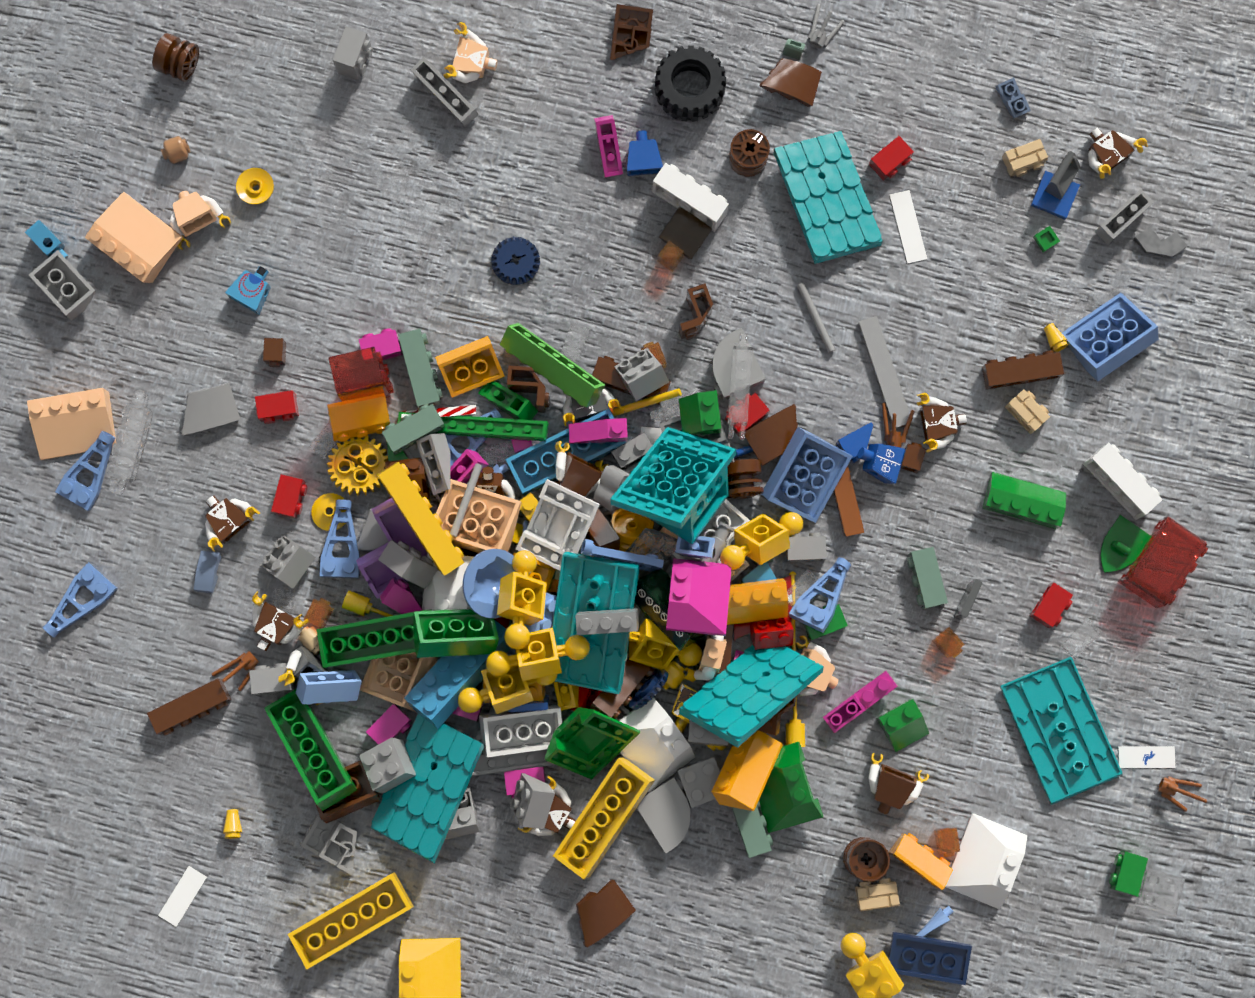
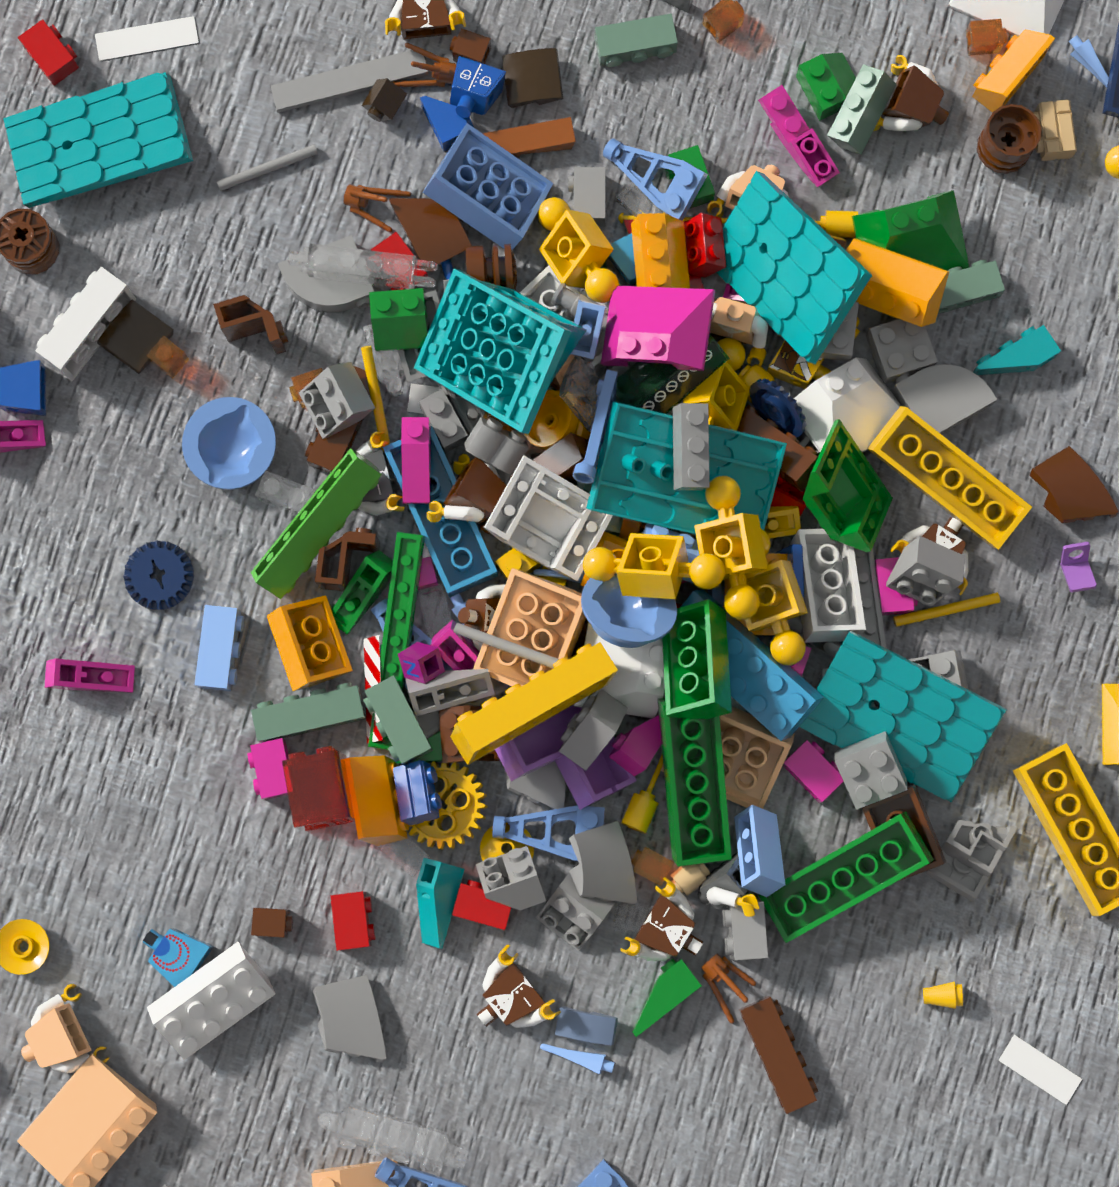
camera: 85 degrees left, 0 degrees up
(183, 576) = (591, 1061): none -> light blue piece
(218, 313) = (210, 1000): none -> white brick
(232, 629) = (669, 990): none -> green slope
(297, 463) = (436, 895): none -> teal slope
(305, 514) = (511, 879): none -> light grey slope
(316, 577) = (603, 865): none -> light grey slope
(363, 445) = (417, 792): none -> blue brick
(441, 218) = (89, 676): none -> dark pink slope
(454, 443) = (421, 662): none -> magenta brick
(464, 304) = (219, 648): none -> light blue brick
(510, 821) = (946, 609): none -> yellow bar
(543, 917) = (1077, 568): none -> medium lavender bracket
(609, 302) = (229, 443): none -> medium blue piece
(703, 877) = (1024, 355): none -> teal slope
(795, 383) = (359, 196): none -> dark orange plant
(869, 396) = (384, 100): none -> dark brown brick
(882, 747) = (862, 109): none -> sand green brick
(894, 503) = (532, 77): none -> dark brown slope

